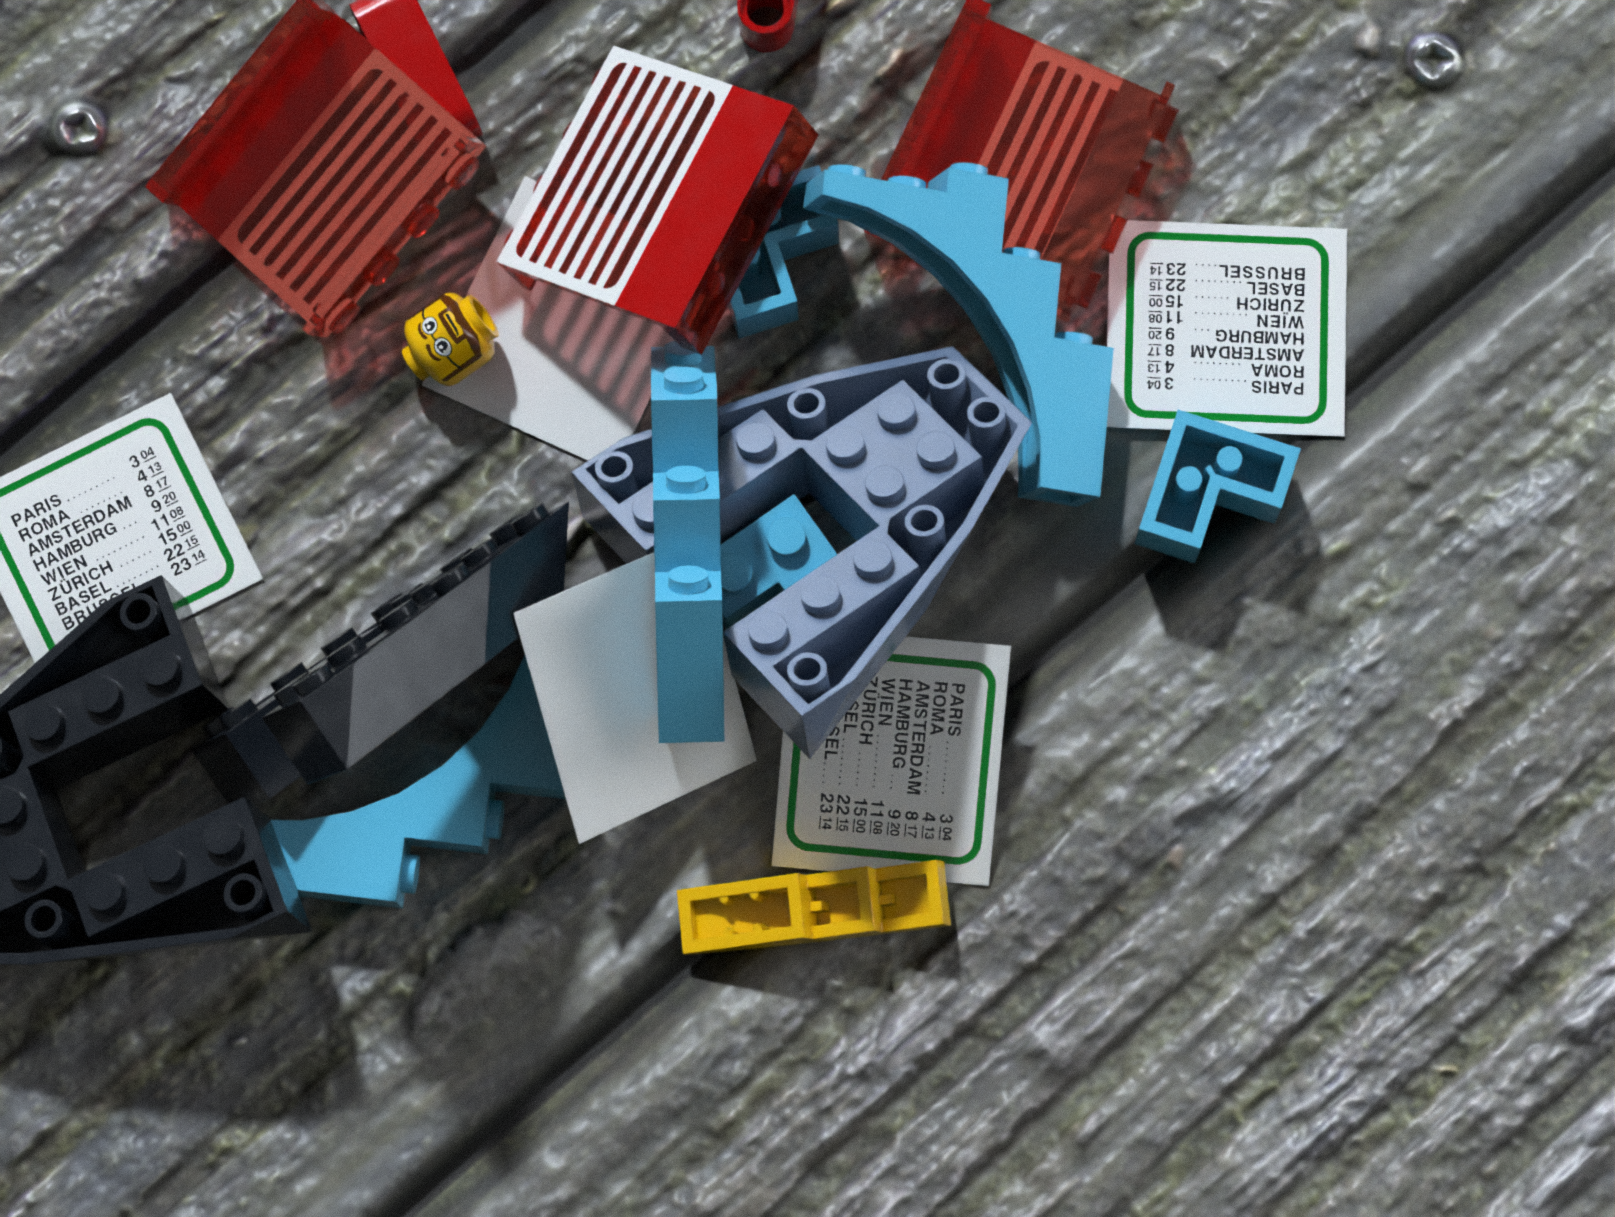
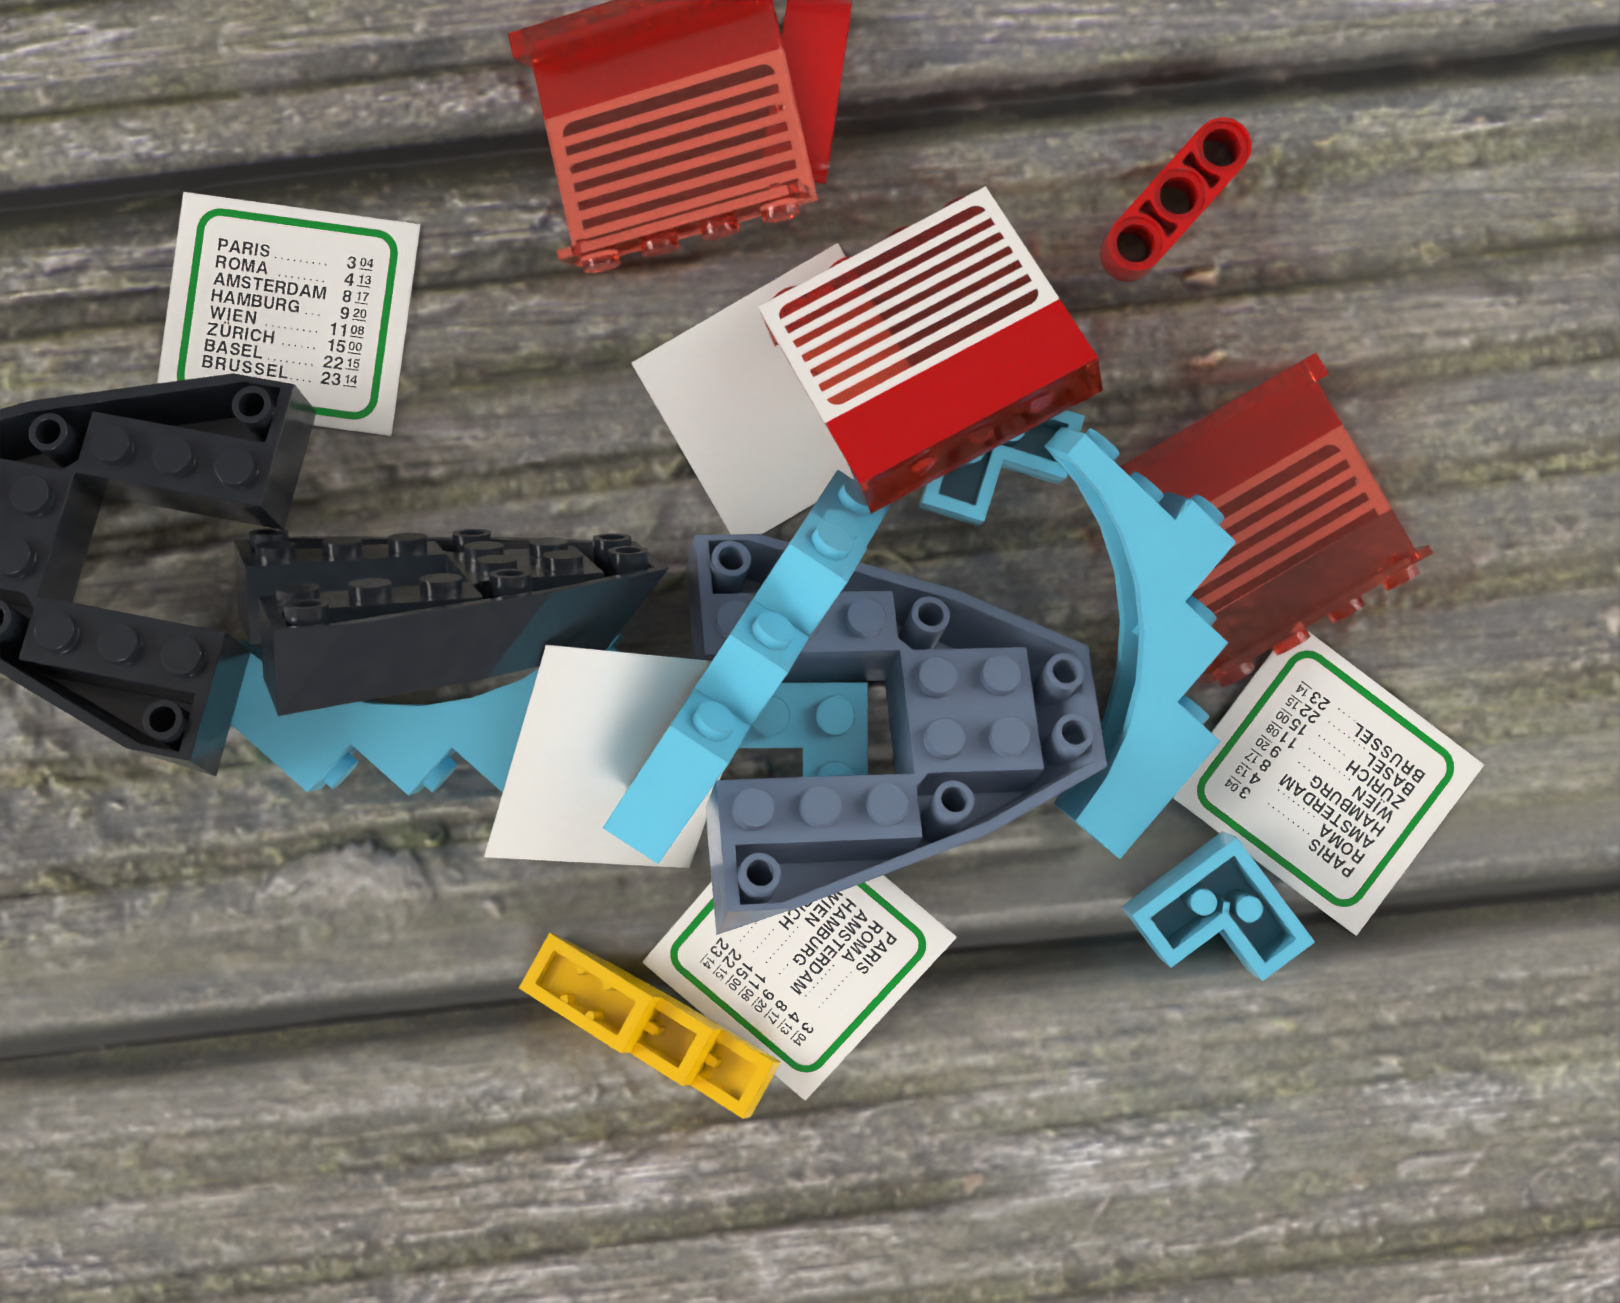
camera: 30 degrees right, 10 degrees up
(449, 339) = (676, 344): yellow head -> none

